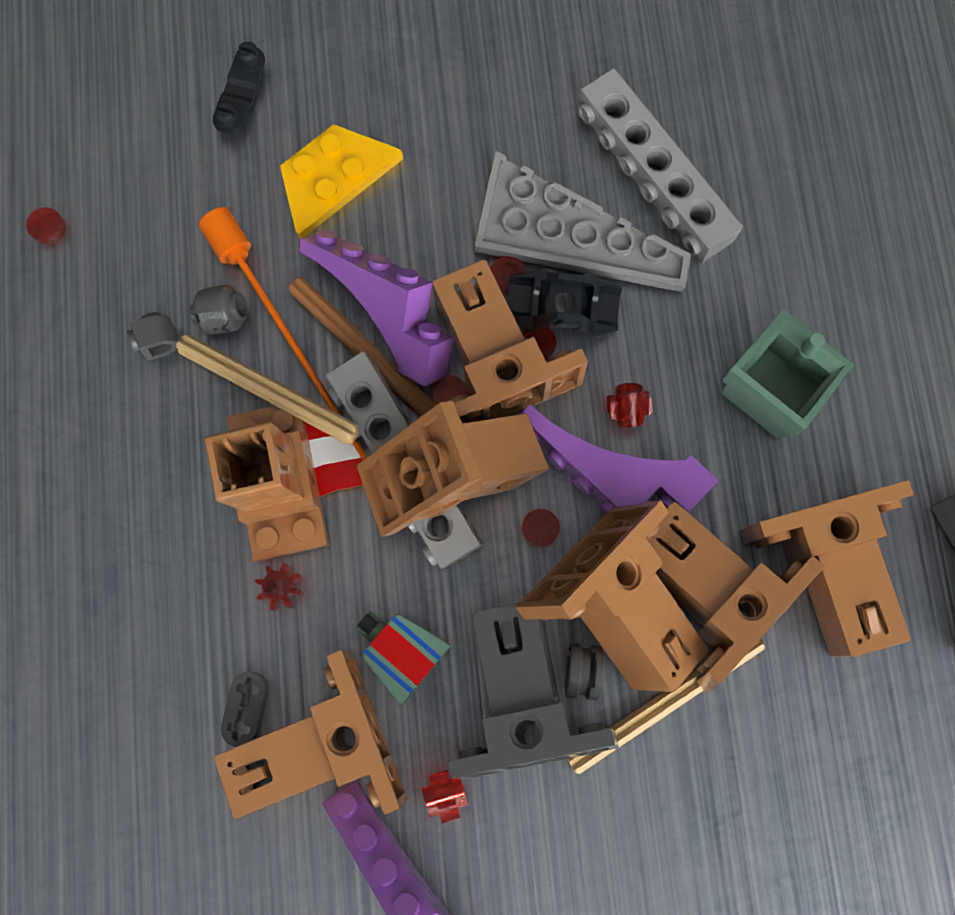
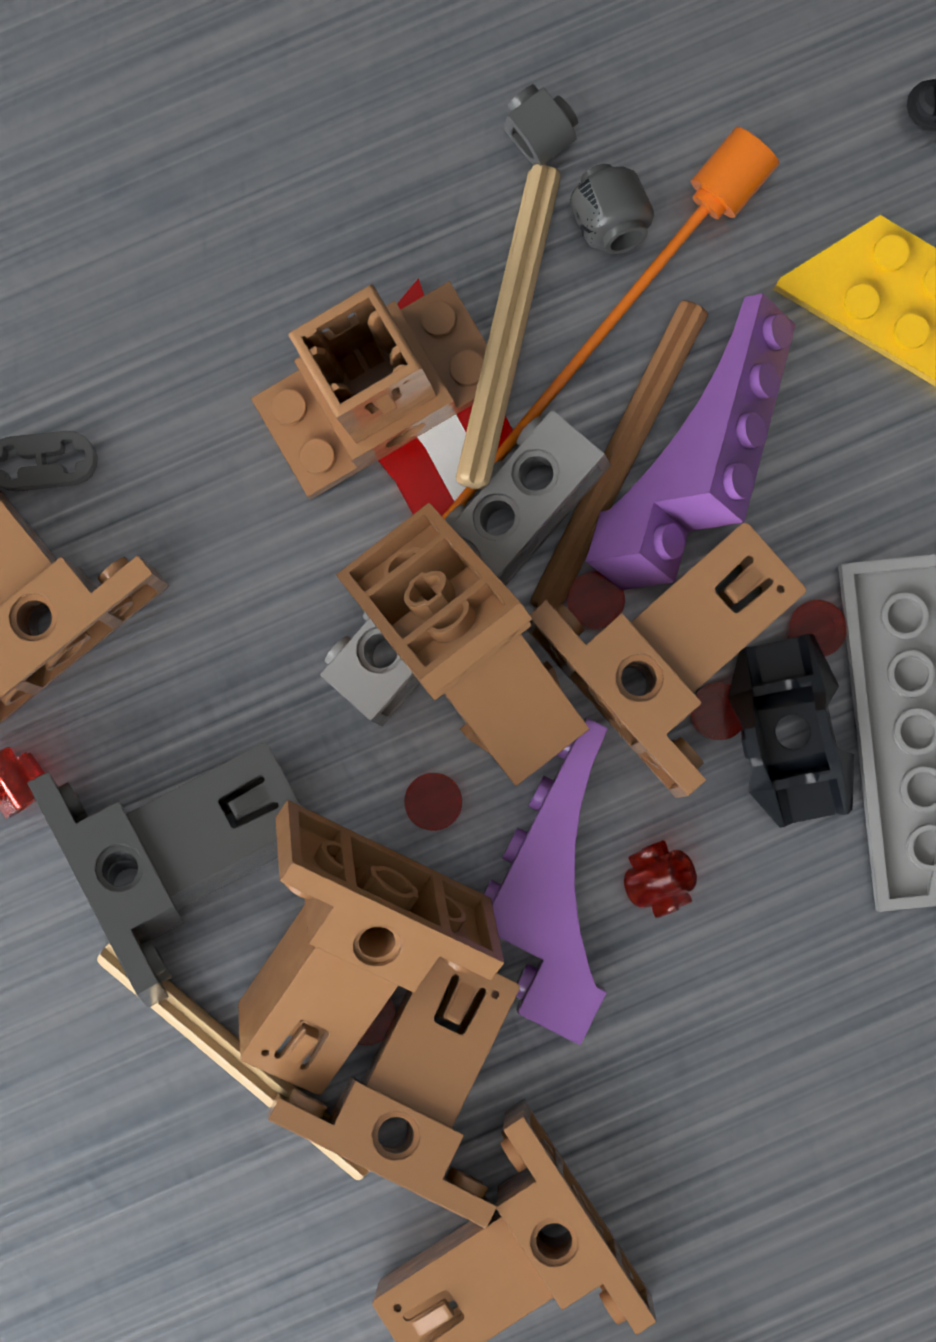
camera: 75 degrees right, 10 degrees up
(268, 585) = (225, 434): clear red gear -> none
(400, 653) = (185, 656): torso -> none
(578, 671) = (236, 920): dark grey wheel -> none
(786, 377) = (775, 1105): sand green piece -> none

